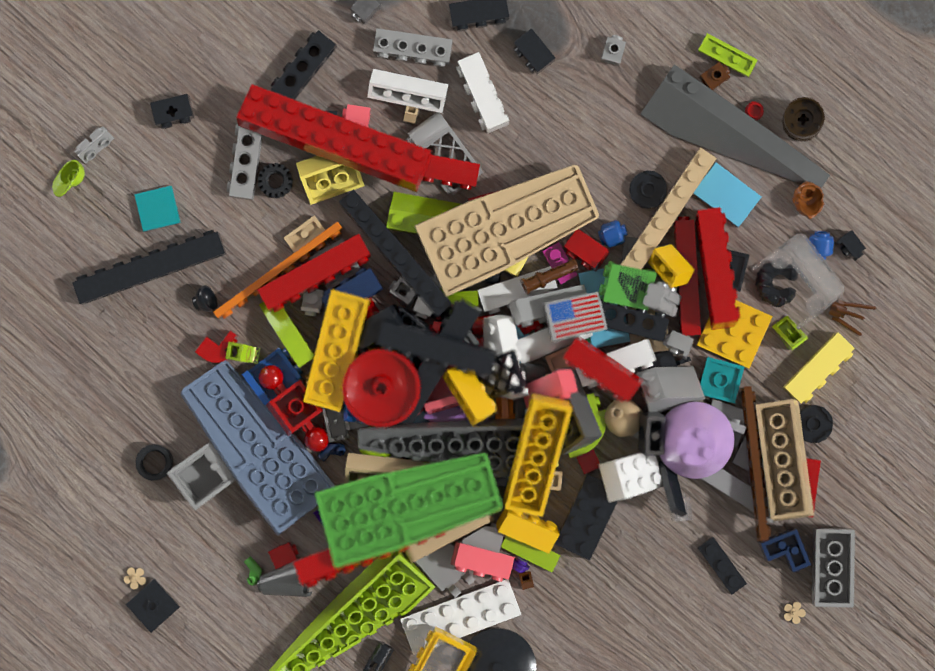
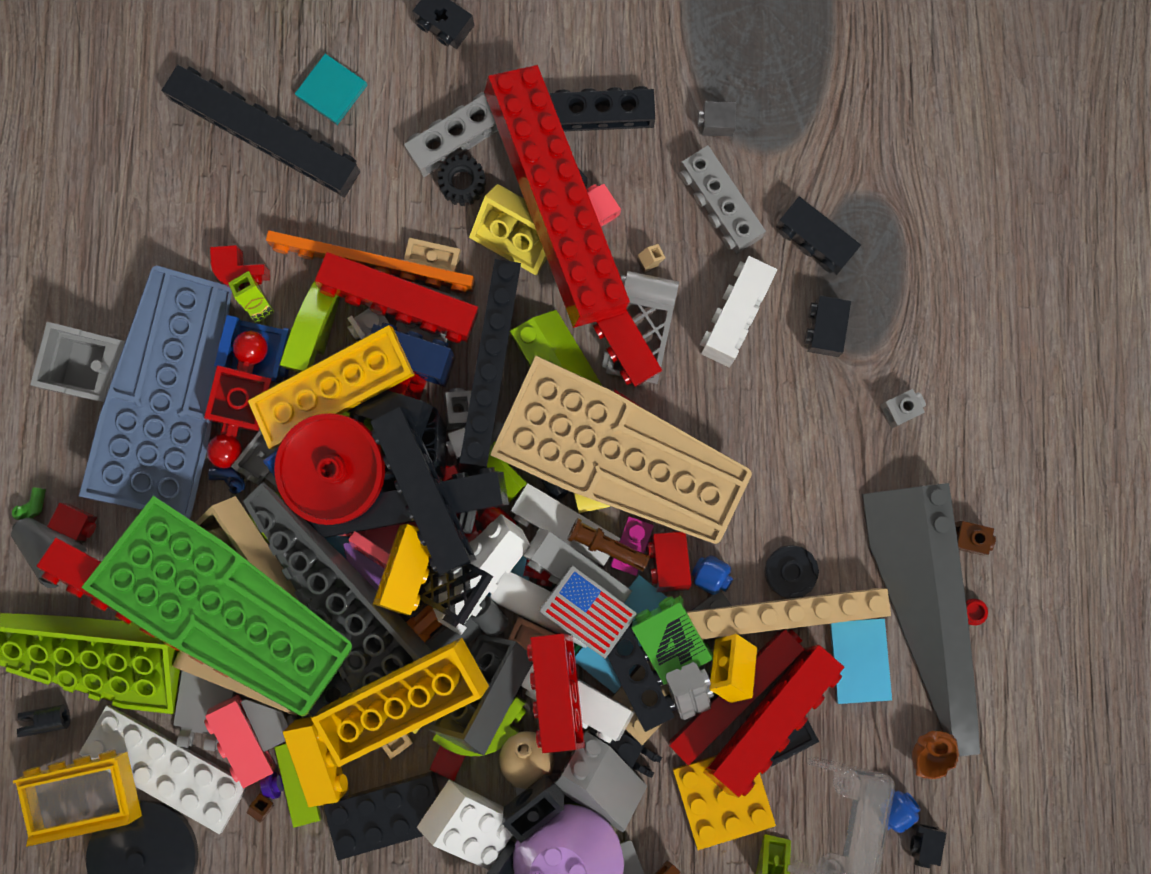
camera: 50 degrees right, 5 degrees down
(140, 457) = (48, 290): black tyre -> none
(205, 299) = (277, 213): black piece -> none
(407, 90) = (672, 232): white brick -> none
(555, 385) = (493, 655): coral brick -> none
(678, 343) = (657, 750): light grey brick -> none
(721, 379) = (659, 830): teal plate -> none
(727, 55) = (1007, 529): lime plate -> none
(765, 286) = (798, 796): black piece -> none
(812, 113) = (1031, 673): dark brown wheel -> none

